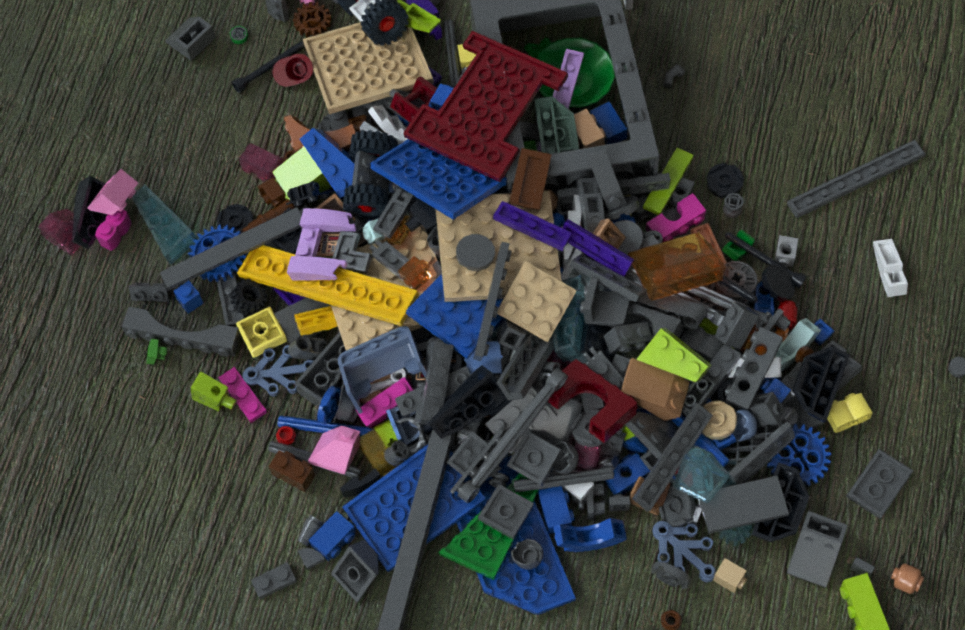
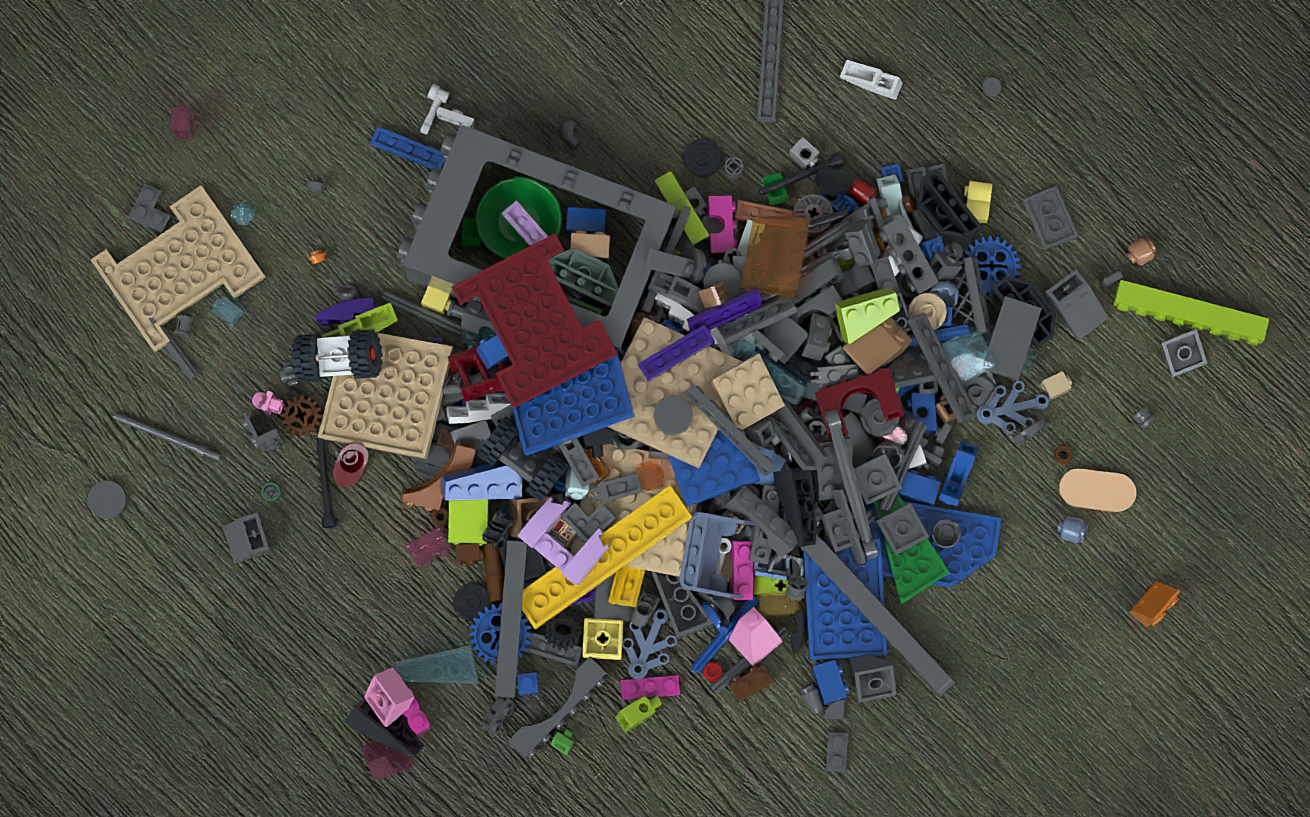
camera: 65 degrees left, 15 degrees up
(530, 179) = (632, 327): reddish brown piece -> none

